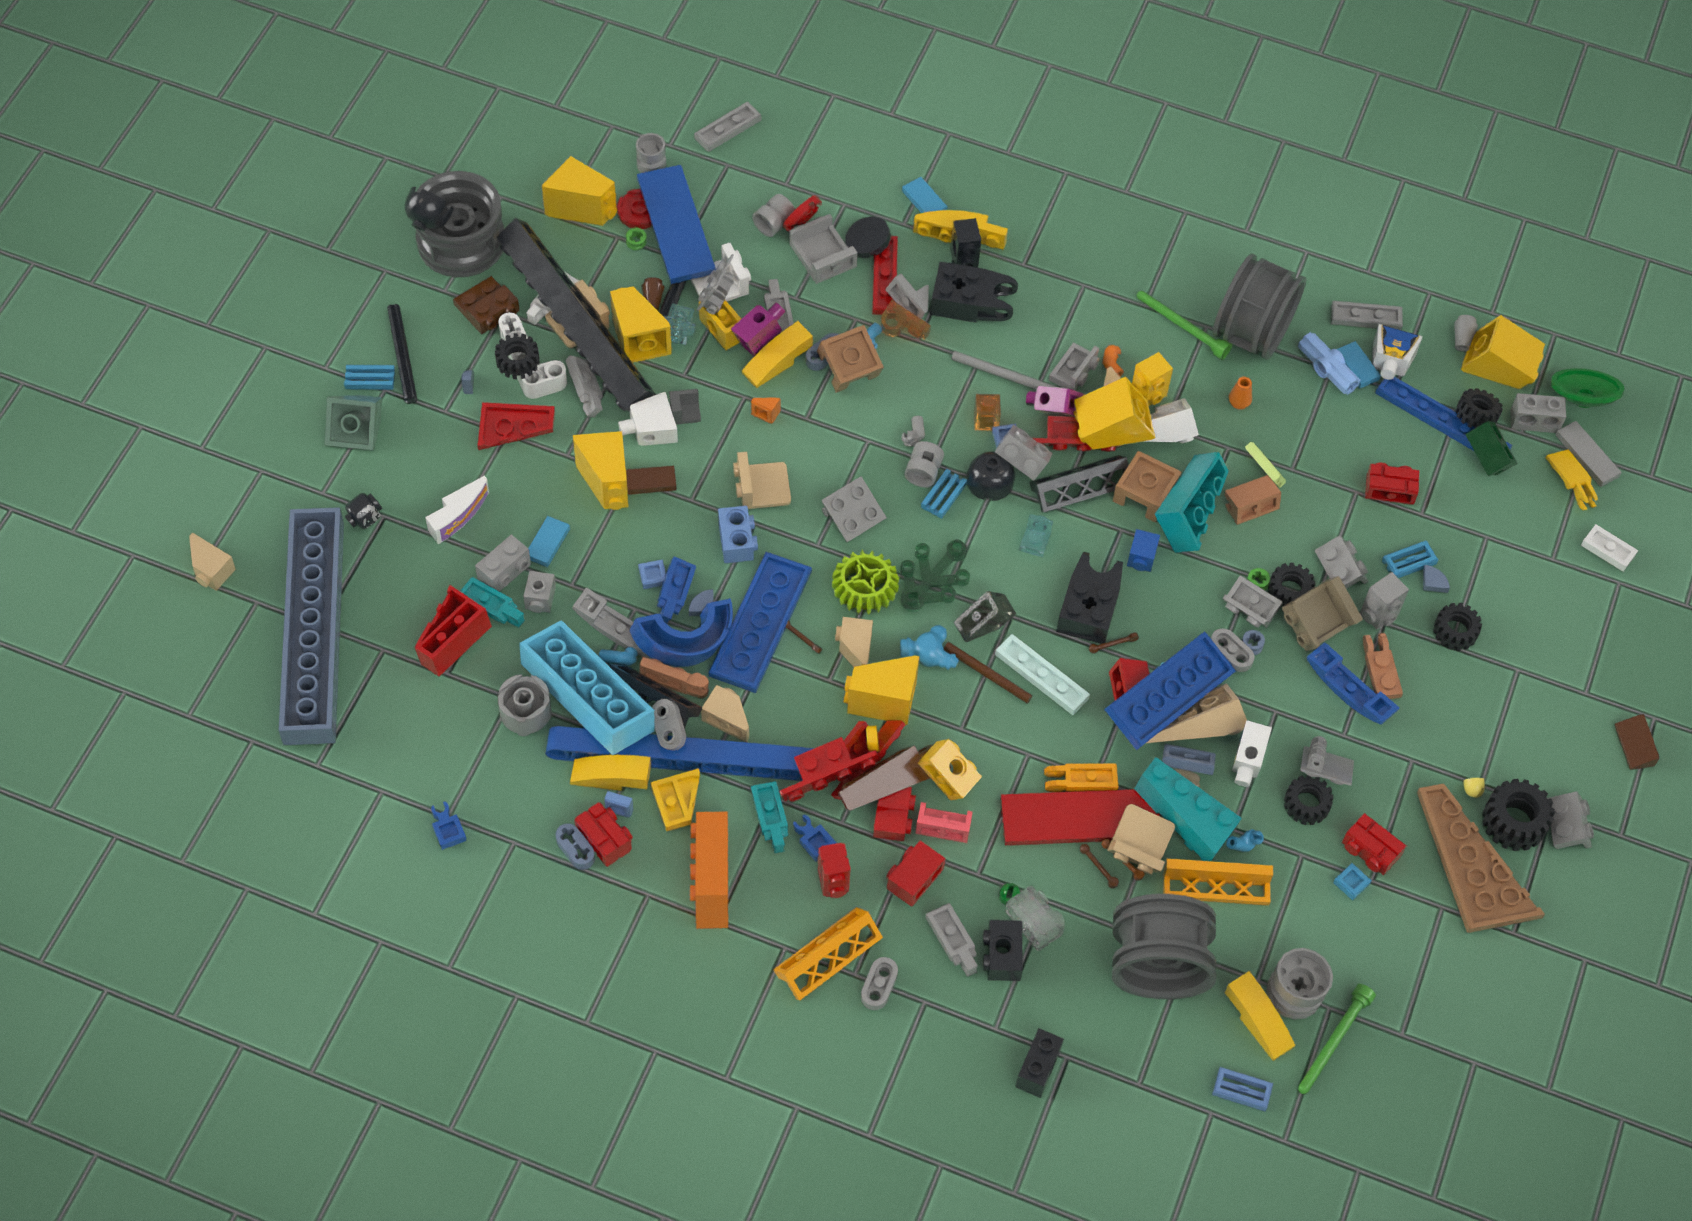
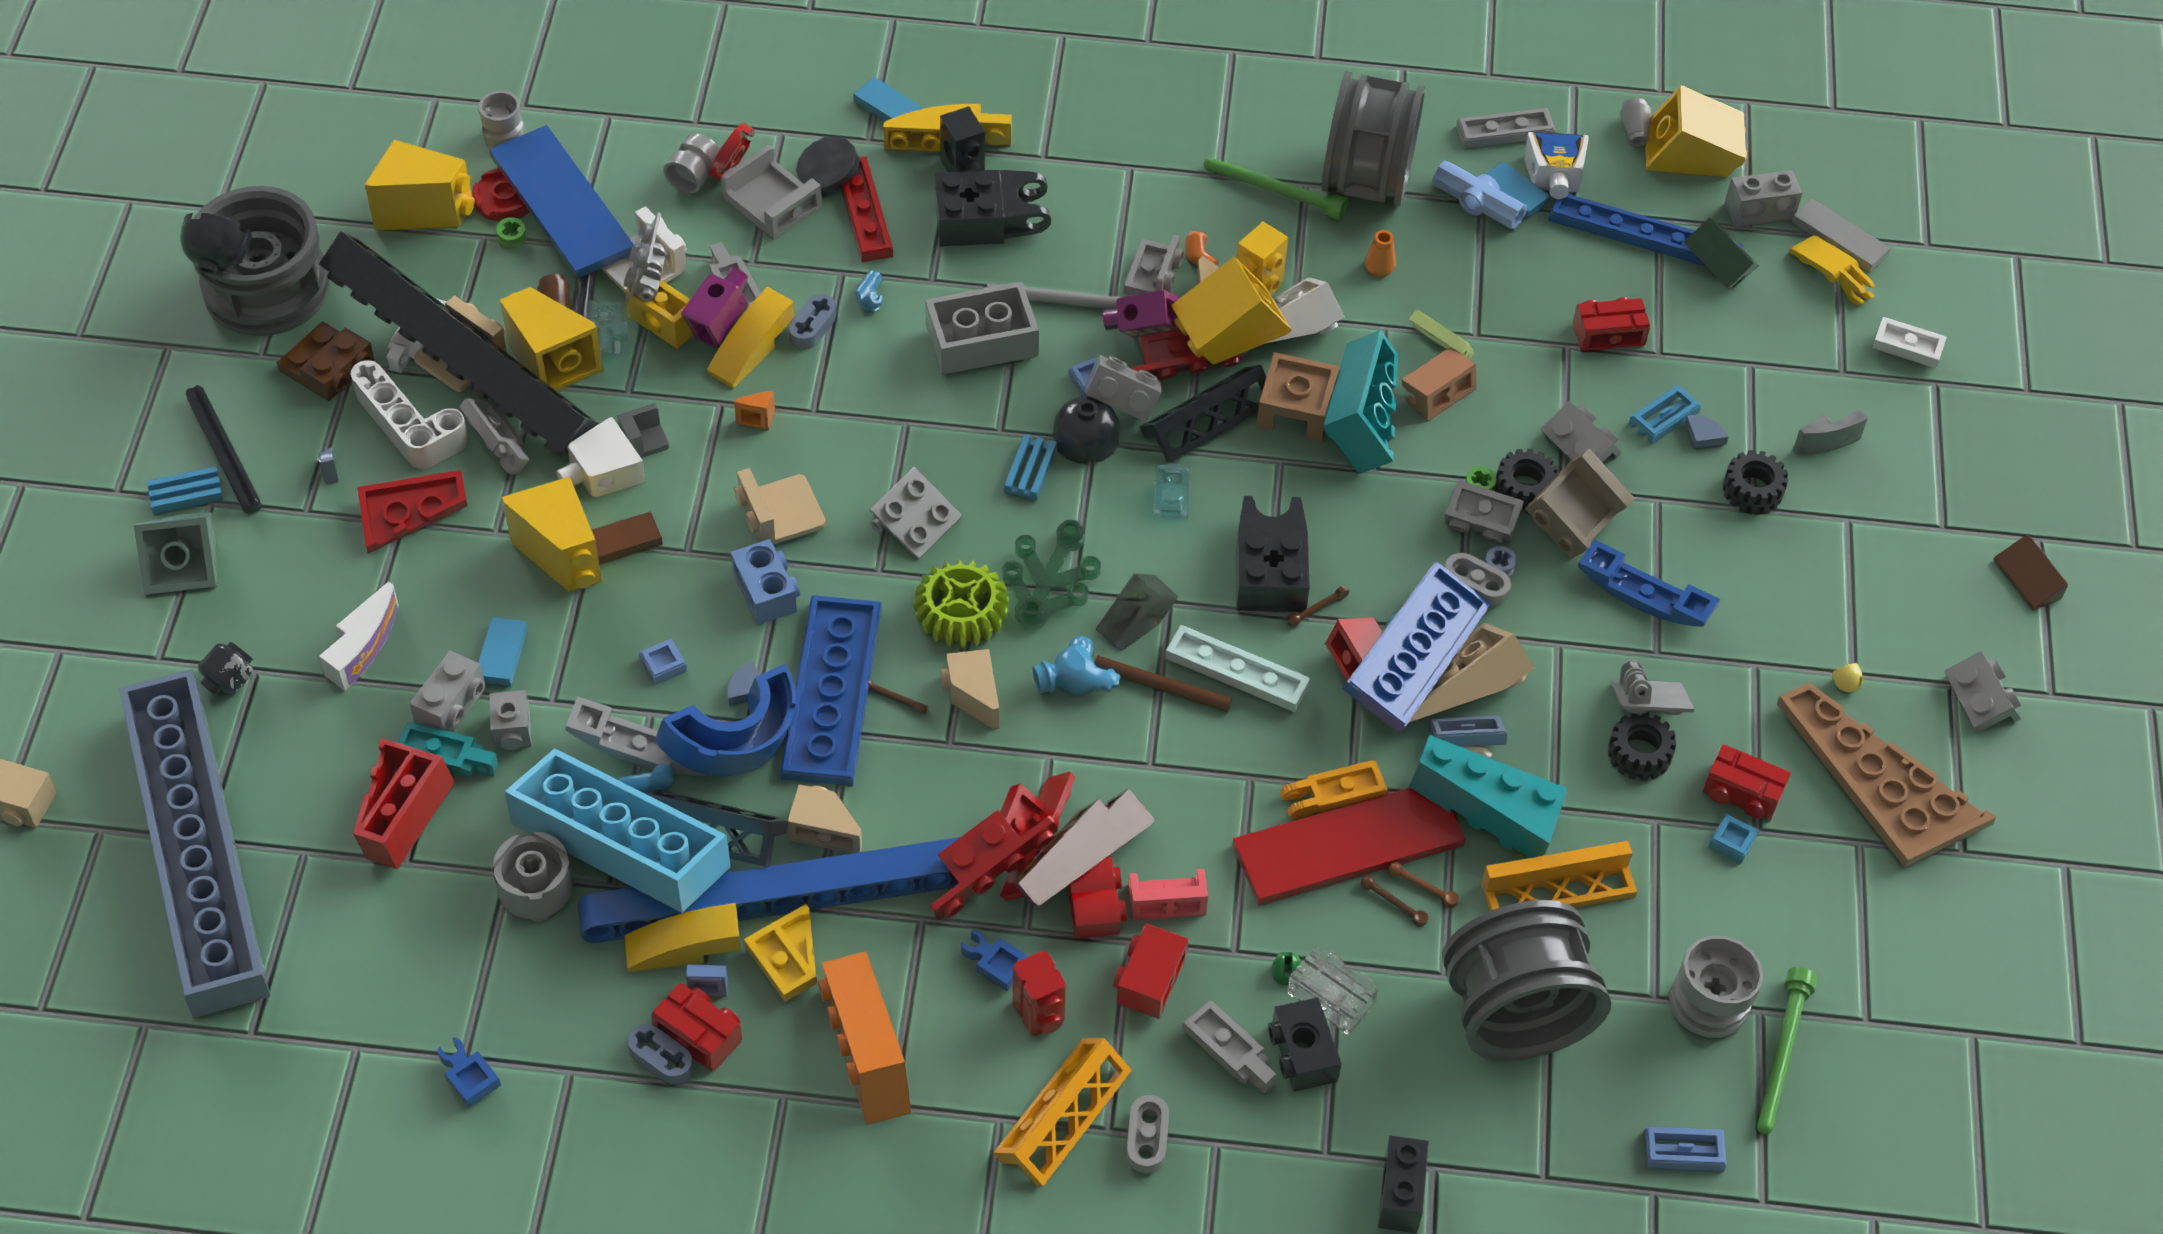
camera: 15 degrees left, 5 degrees down
(513, 345) = (391, 398): black tyre -> none
(669, 723) = (749, 850): light grey plate -> none
(675, 588) = (700, 669): blue hinge -> none
(675, 678) = (737, 790): nougat hinge -> none
(727, 126) = (594, 68): light grey tile -> none
(770, 814) = (925, 942): teal hinge -> none
(850, 357) = (853, 318): medium nougat panel -> none
(872, 738) = (1037, 803): yellow tile -> none
(883, 689) = (1031, 736): yellow slope -> none
(905, 318) = (910, 255): clear orange plate -> none
(907, 297) = (910, 232): light grey slope -> none
(916, 434) = (970, 397): light grey arm -> none
(924, 464) = (993, 433): light grey wheel -> none
(936, 765) = (1155, 820): yellow brick -> none
(939, 384) = (982, 327): none -> light grey brick
(987, 411) = (1056, 349): clear orange brick -> none
(1141, 839) = (1442, 850): tan bracket -> none
(1143, 550) = (1319, 478): blue brick -> none
(1246, 841) = (1579, 819): dark azure arm -> none
(1250, 752) = (1548, 700): white torso -> none
(1260, 1015) = (1675, 1043): yellow slope -> none
(1382, 667) = (1676, 554): nougat hinge -> none
(1384, 601) = (1655, 469): light grey brick -> none
(1478, 407) = (1686, 207): black tyre -> none
(1520, 604) = (1826, 436): none -> flat silver slope
(1531, 802) = (1924, 677): black tyre -> none
(1587, 387) = (1813, 154): green dish -> none

